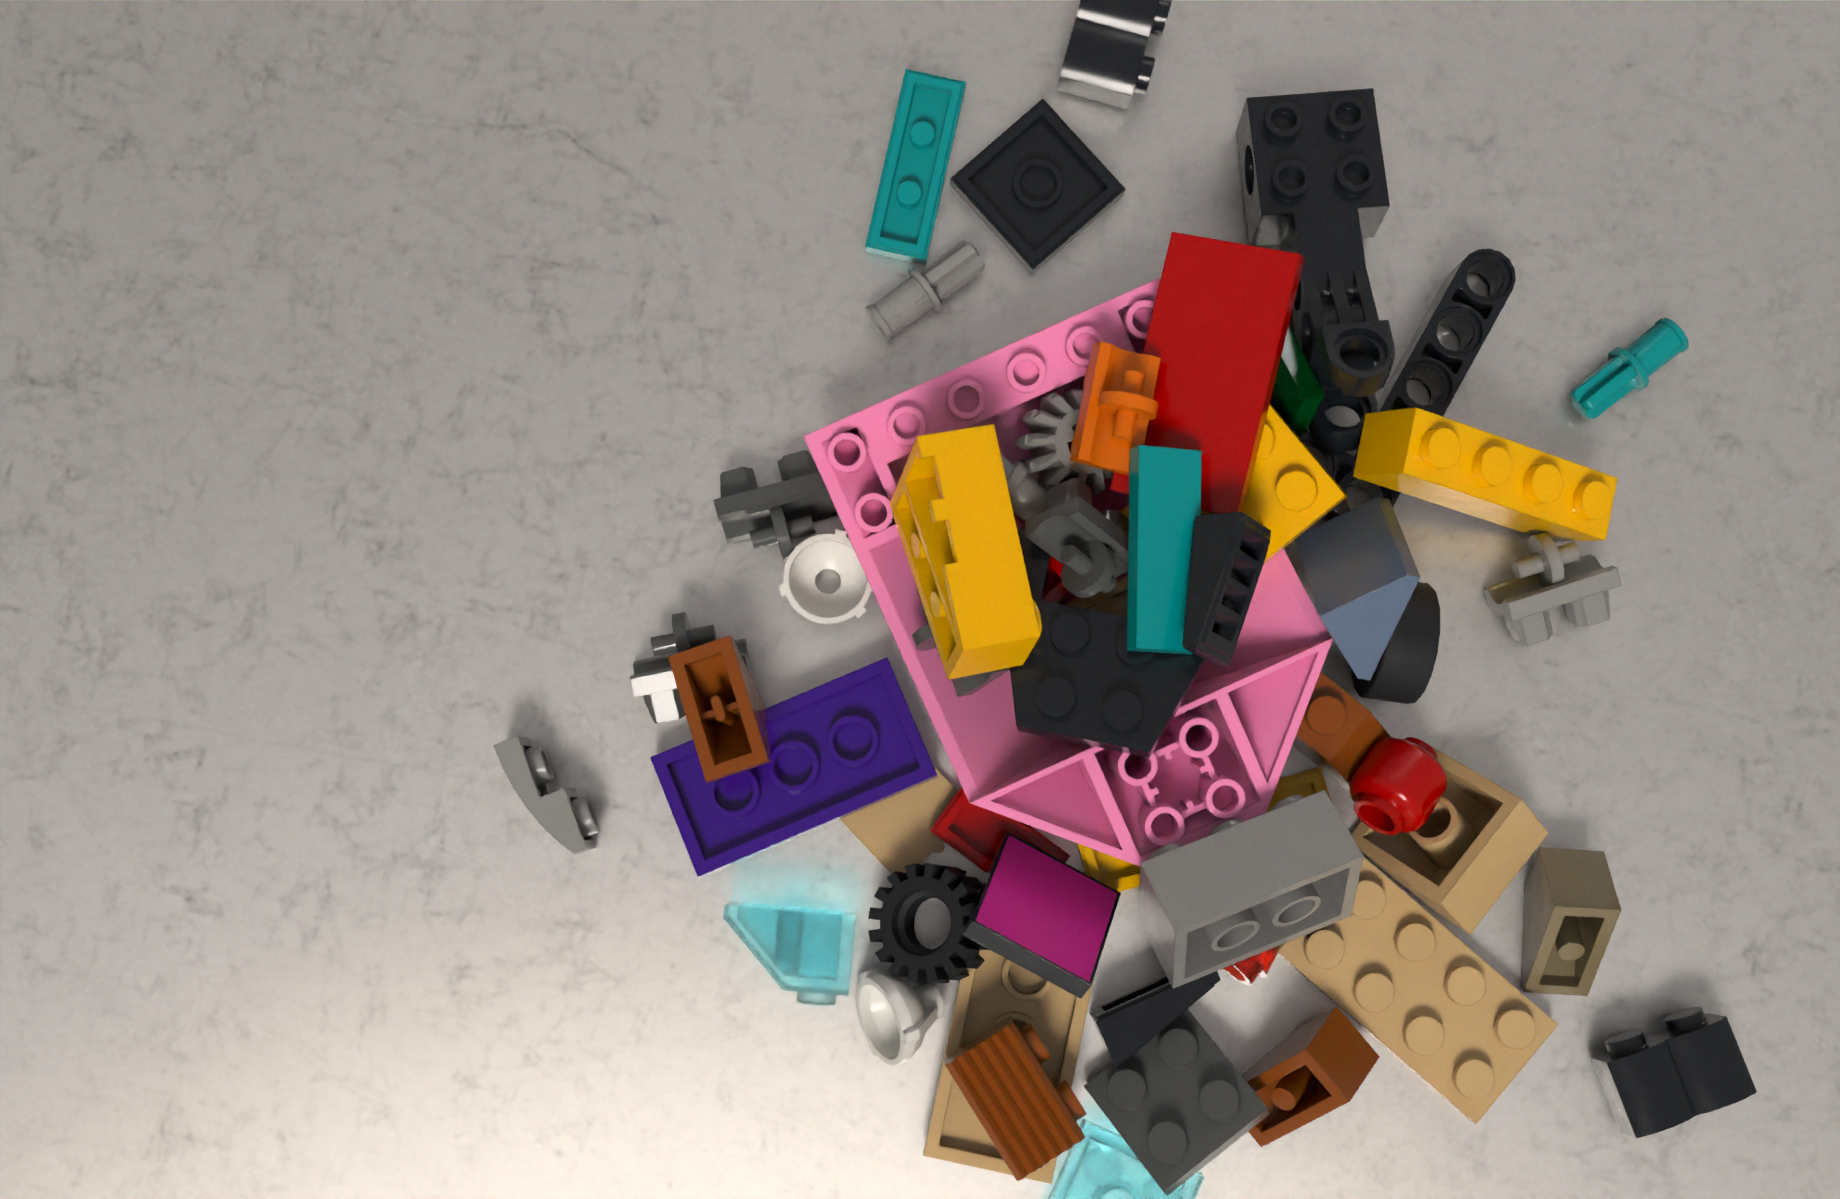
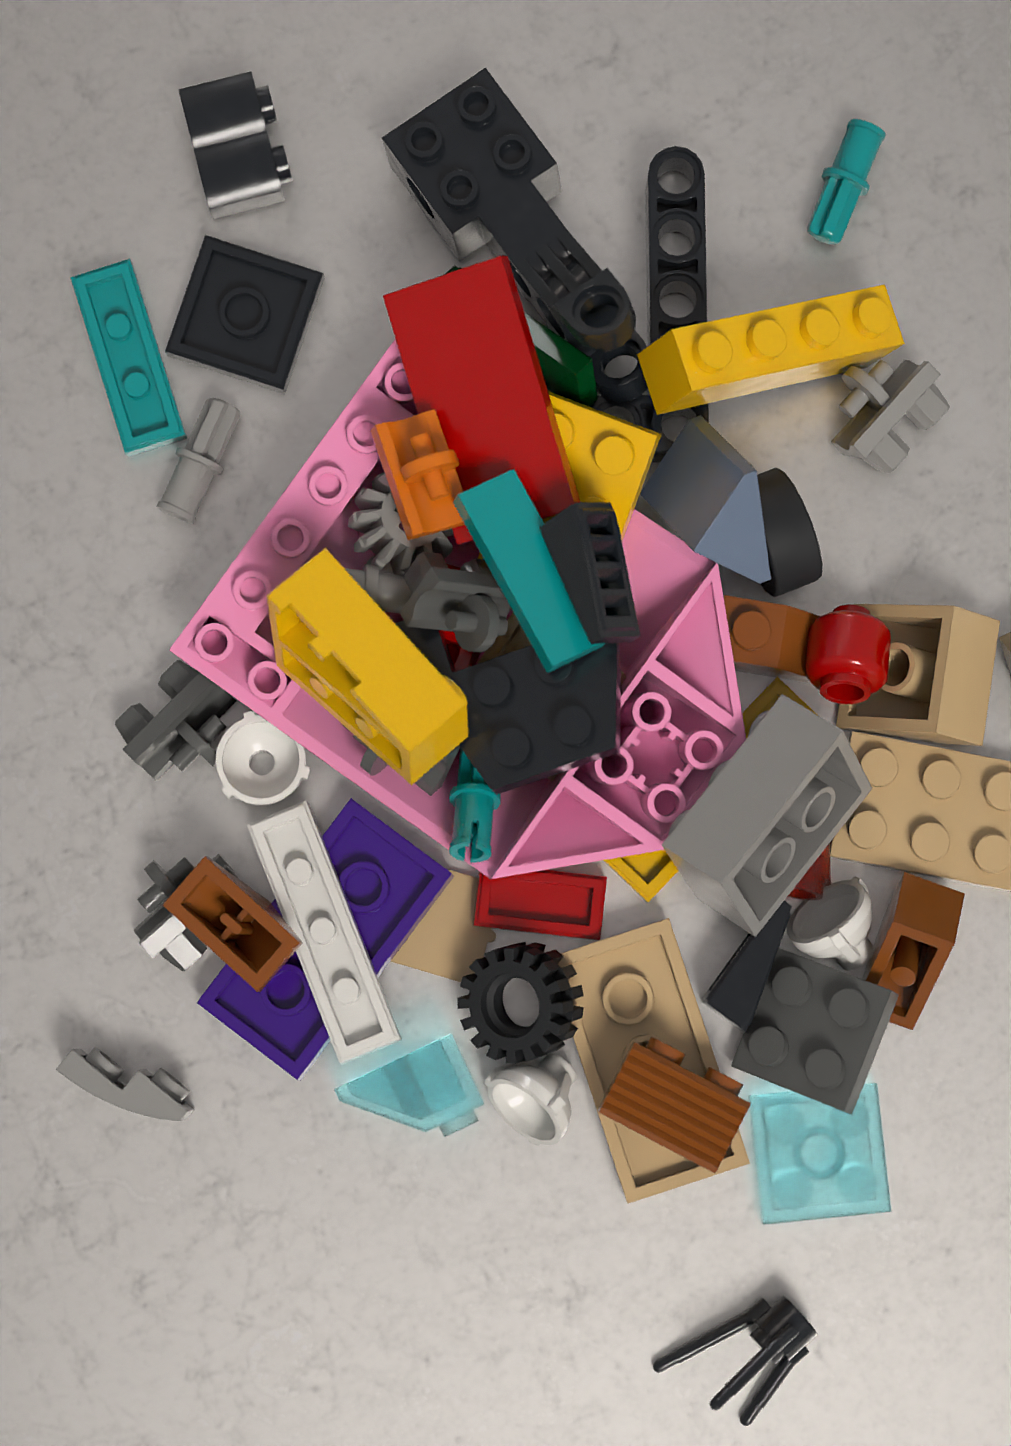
camera: 25 degrees left, 0 degrees up
(800, 752) = (322, 919): none -> white tile
(987, 735) = (472, 813): none -> teal axle
(1043, 915) = (609, 938): dark pink tile -> none
(1248, 1016) = (835, 924): none -> white piece

